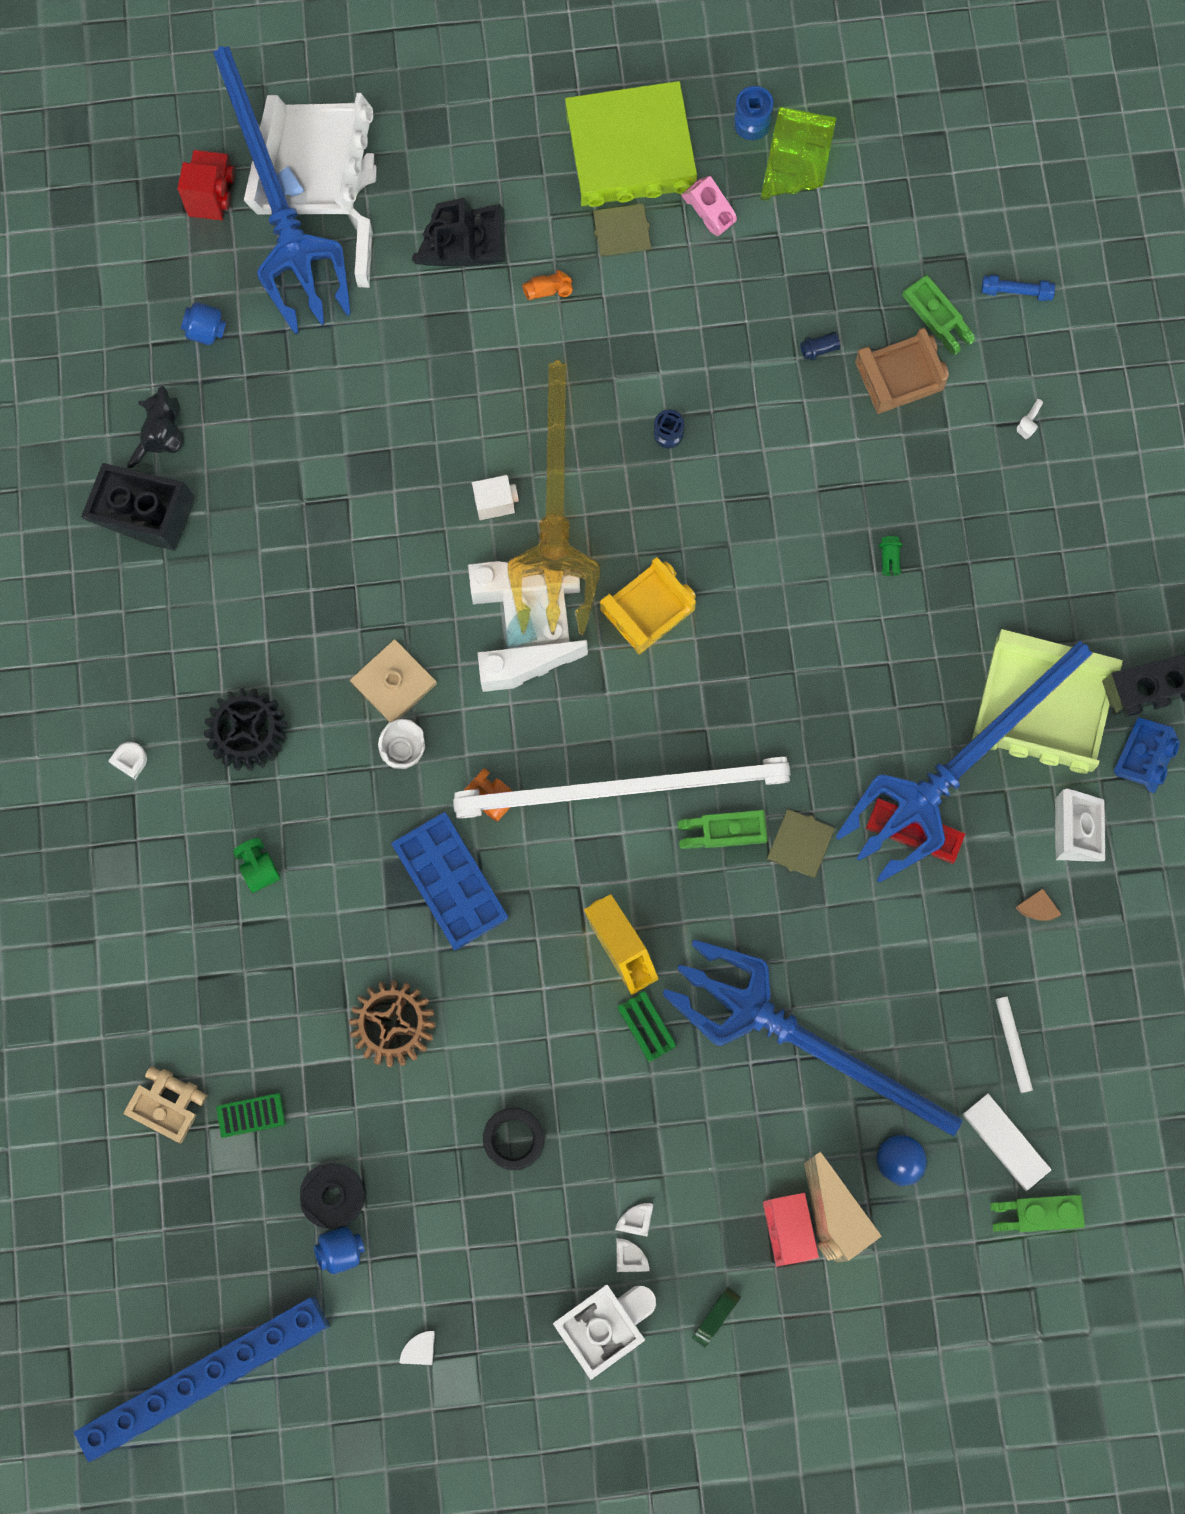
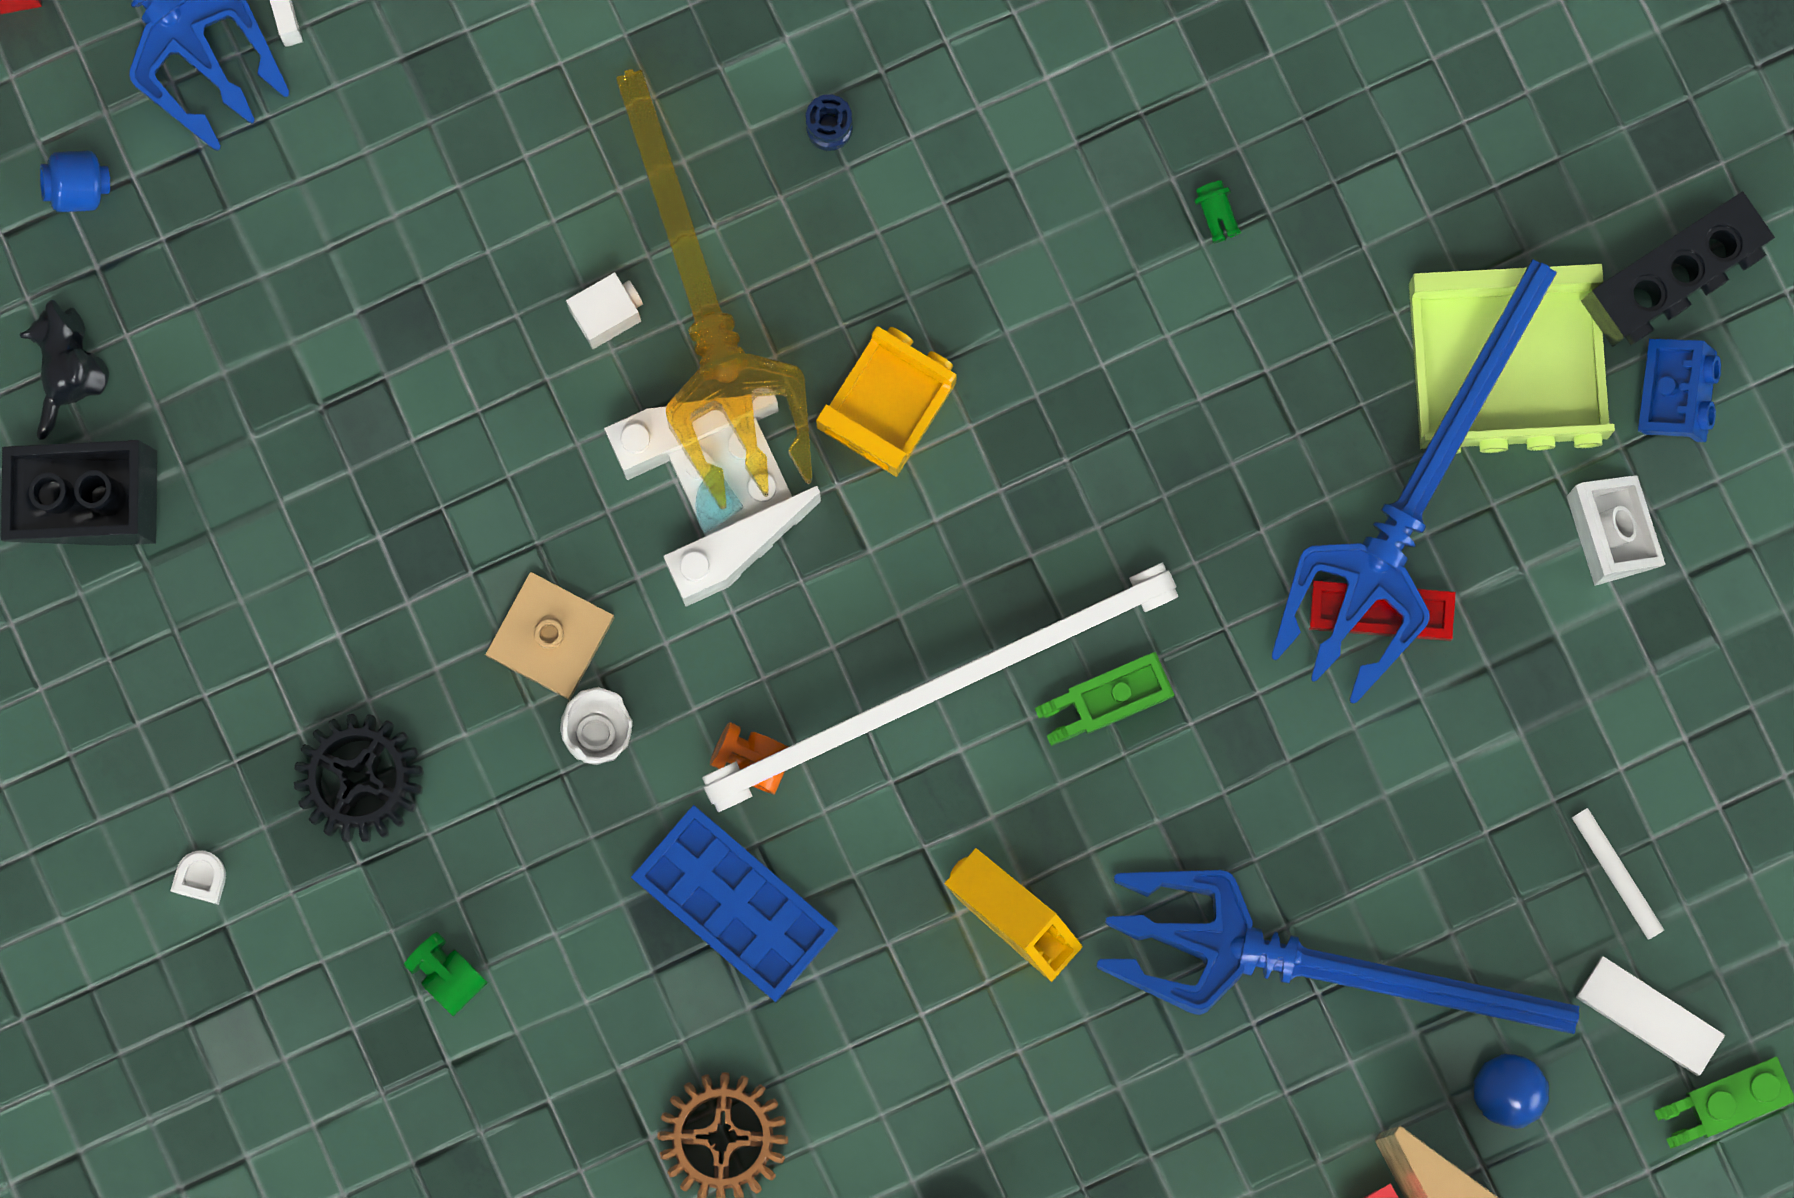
camera: 20 degrees left, 5 degrees up
(633, 1002) = (1058, 993): green tile -> none
(800, 843) = (1223, 681): olive piece -> none
(1039, 907) = (1592, 664): medium nougat tile -> none

